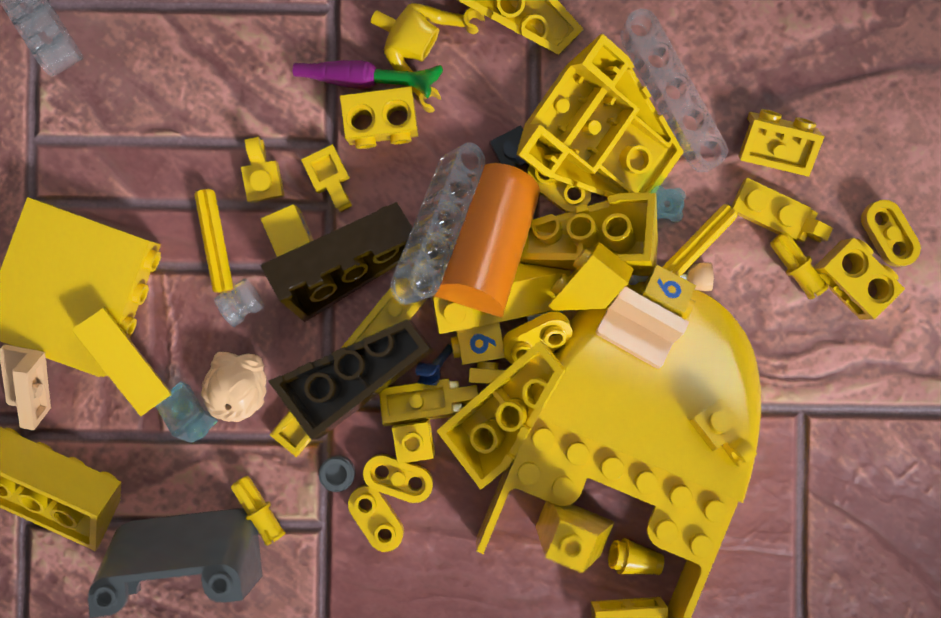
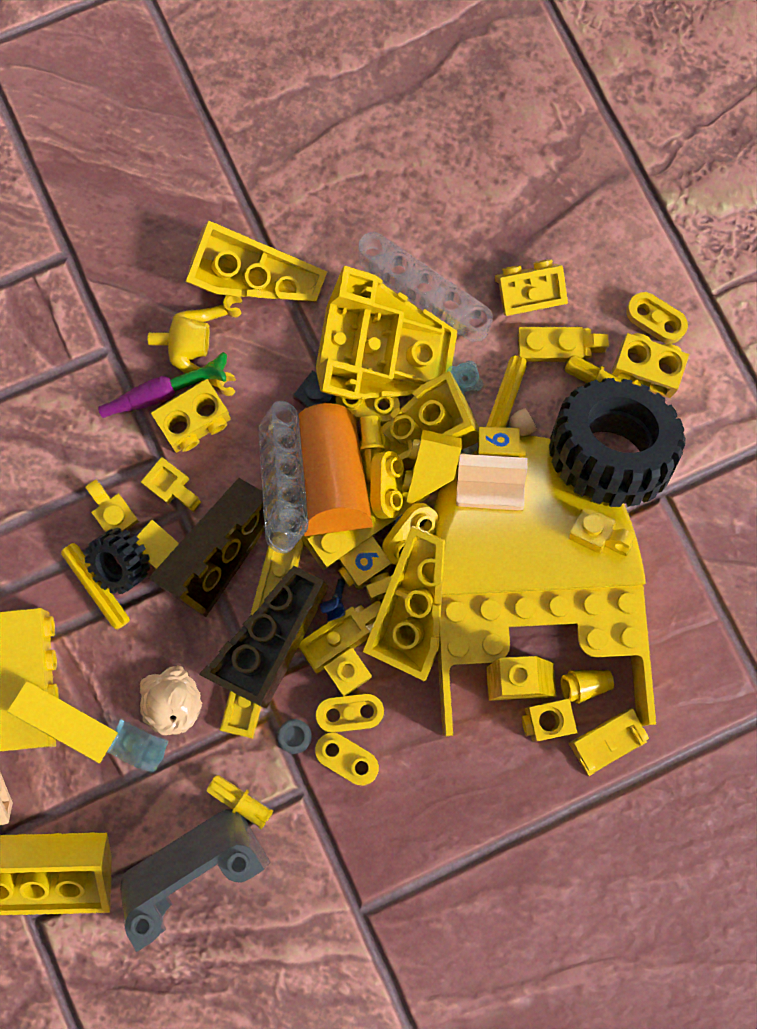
camera: 30 degrees left, 10 degrees down
(239, 302) = (135, 632): clear wheel -> none
(242, 229) = (129, 554): none -> black tyre
(537, 279) = (386, 485): none -> yellow plate
(540, 235) = (370, 442): none -> yellow axle
(592, 589) = (563, 720): none -> yellow brick
(818, 325) = (625, 411): none -> black tyre

